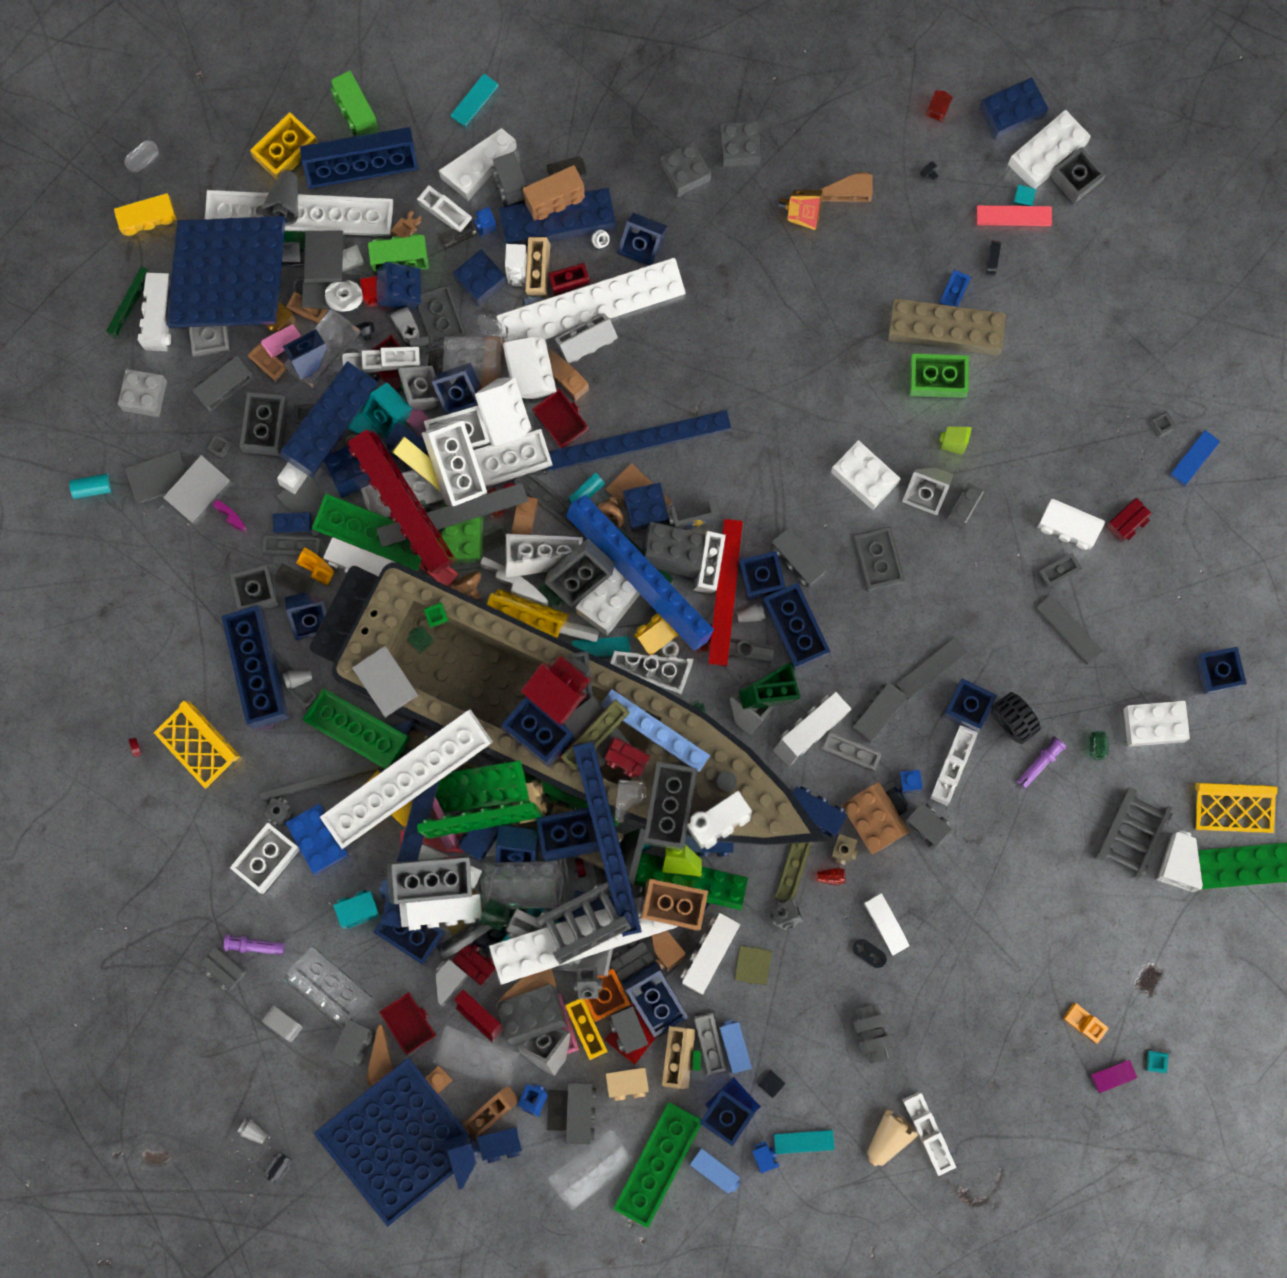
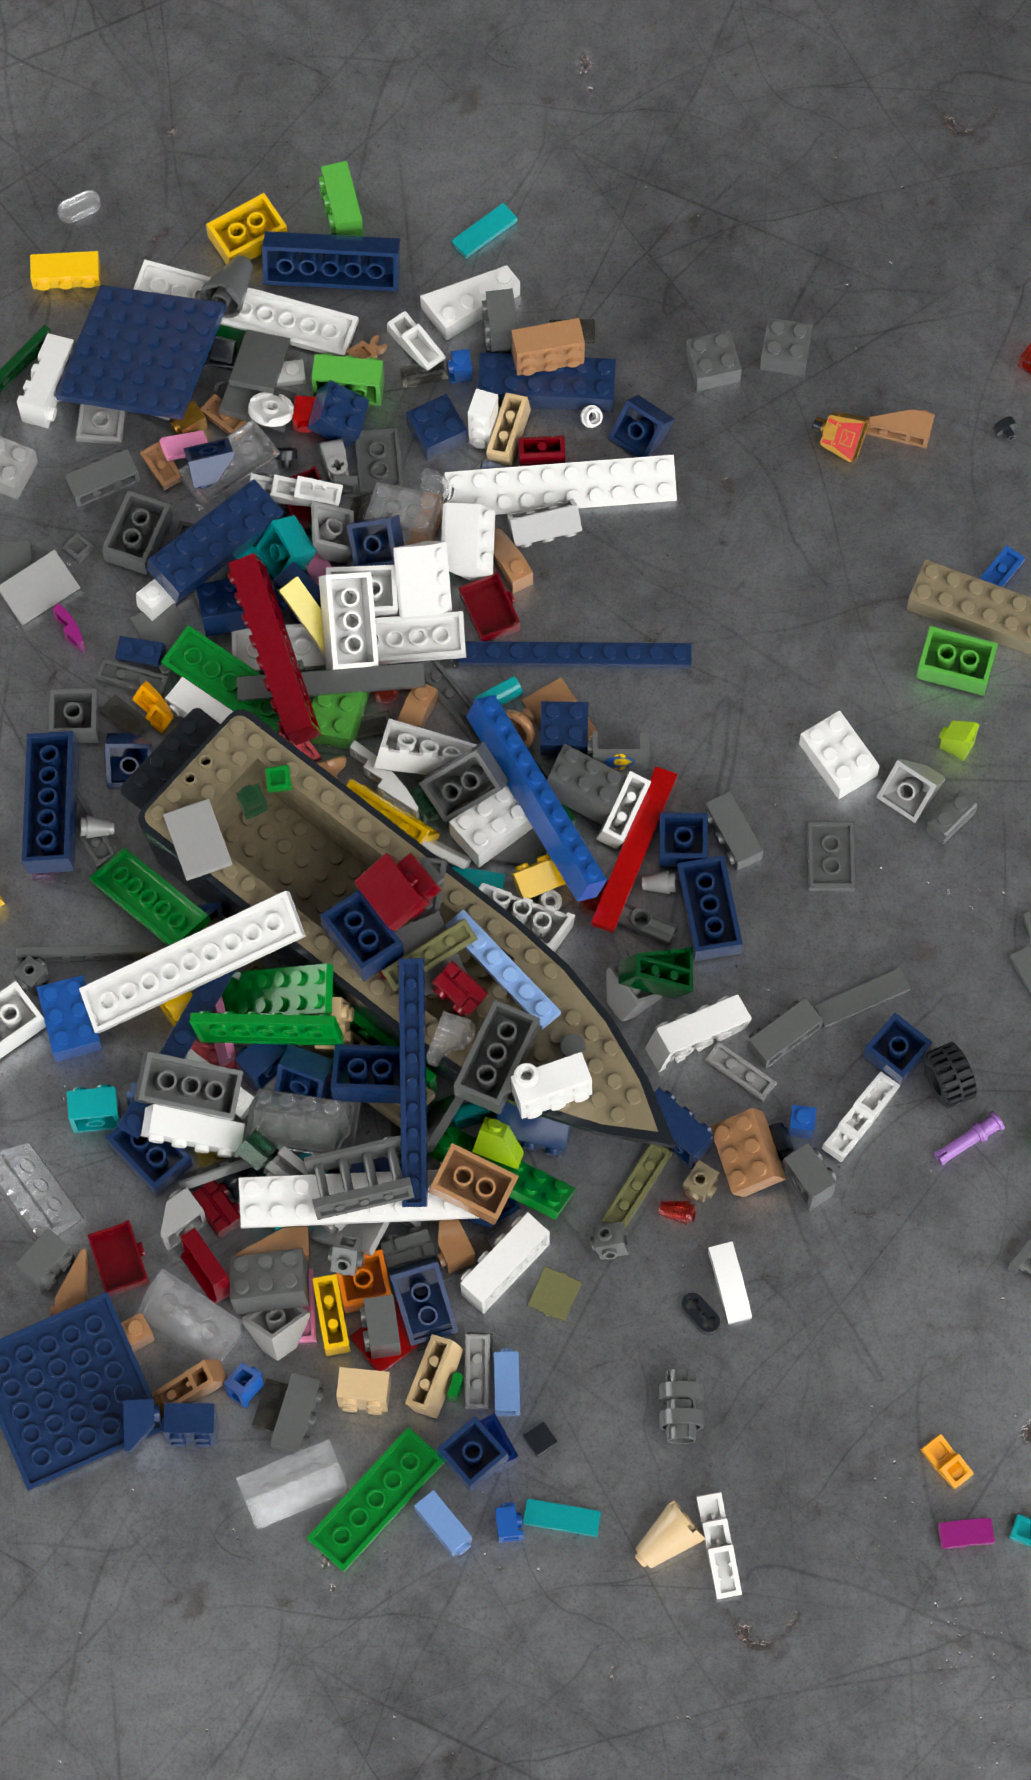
camera: 15 degrees right, 10 degrees down
(580, 868) = (375, 1126): dark red tile -> none

